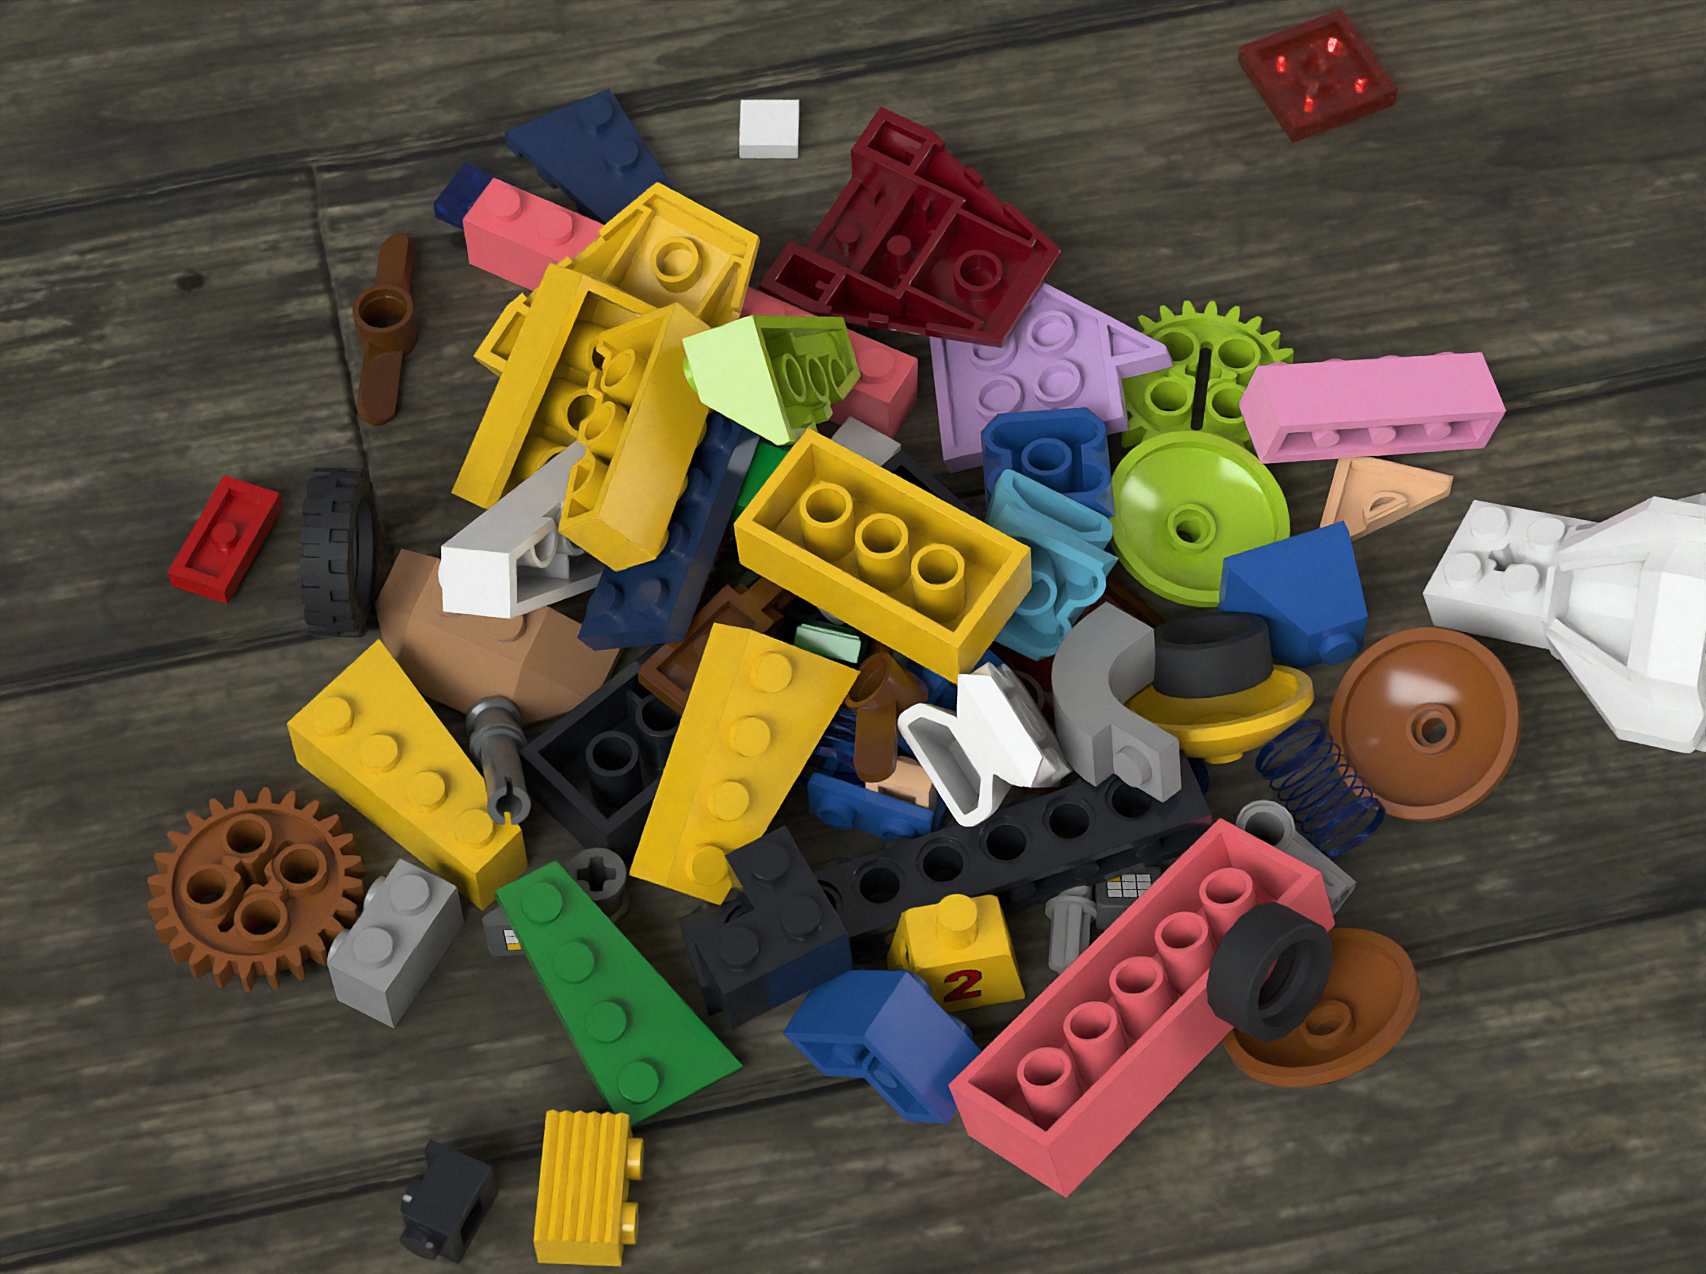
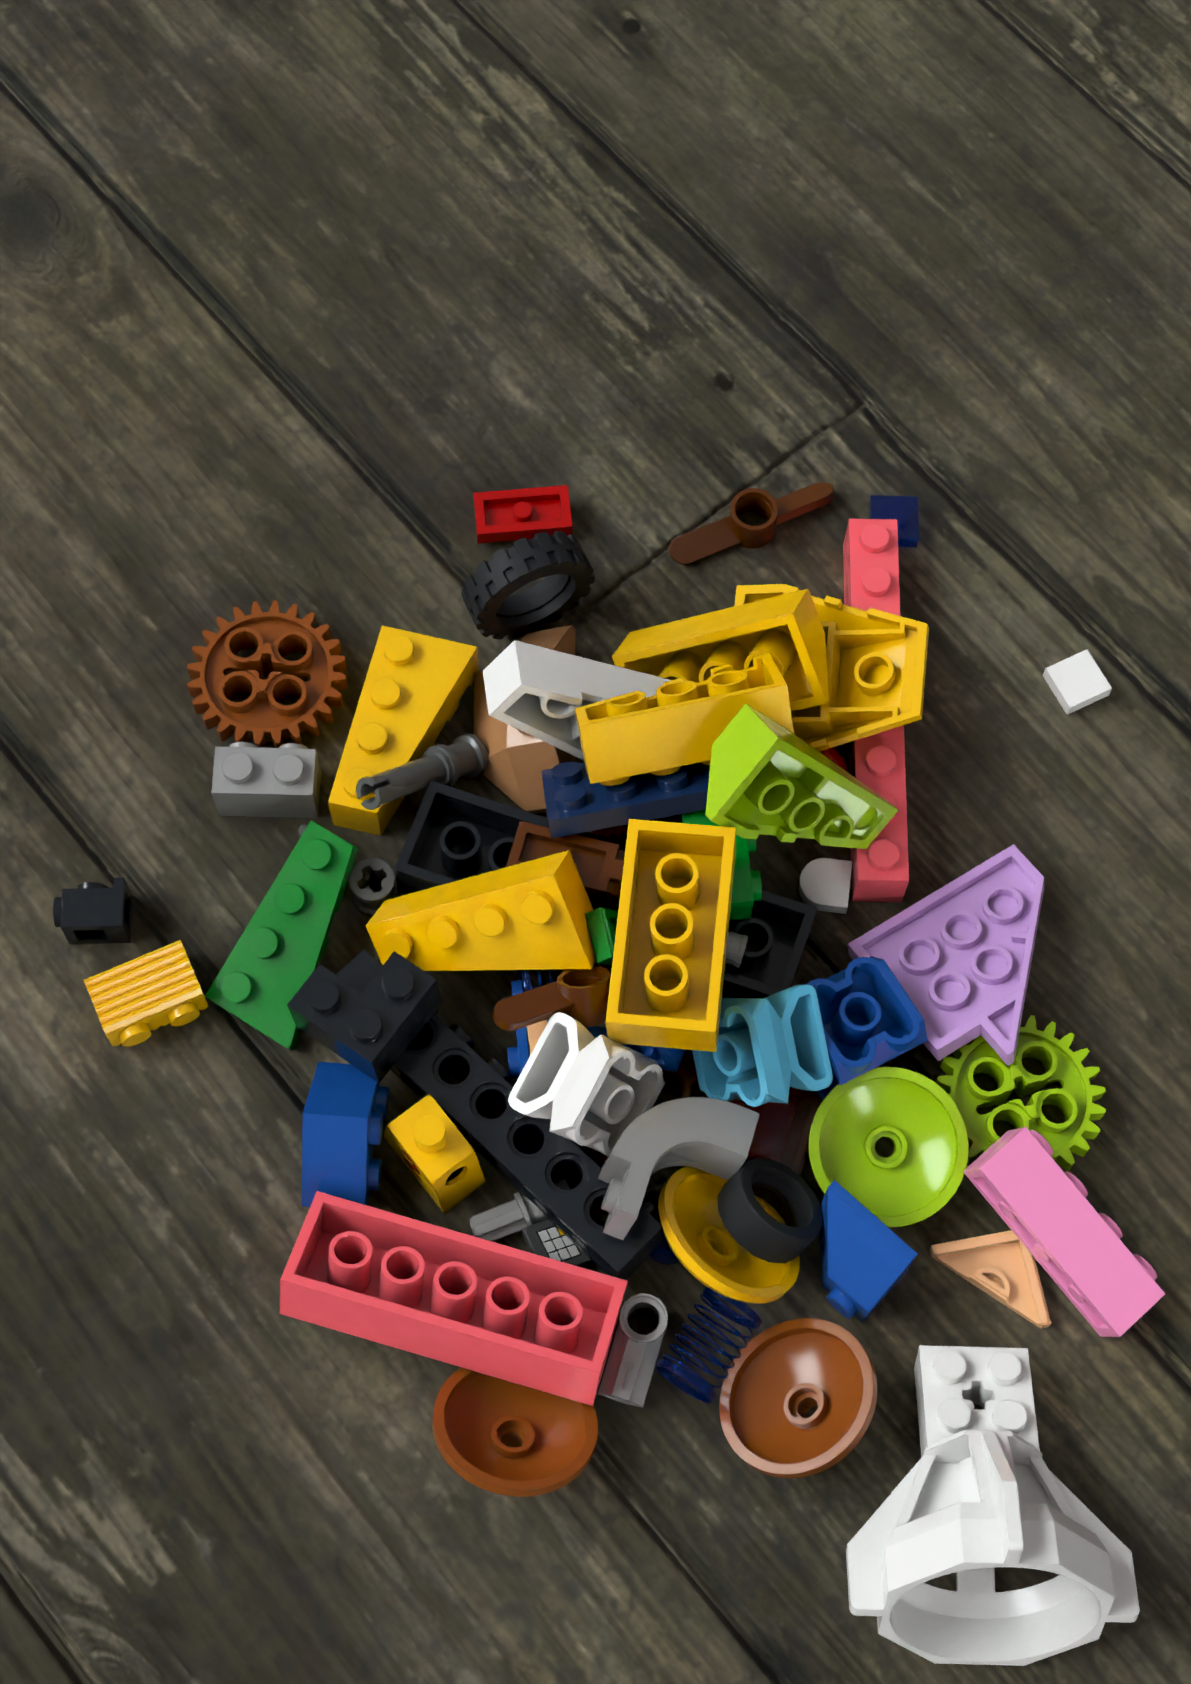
camera: 60 degrees right, 10 degrees up
(589, 155) = (969, 597): dark blue wing -> none
(916, 245) = (1008, 832): dark red wedge -> none
(1245, 959) = (501, 1373): black tyre -> none

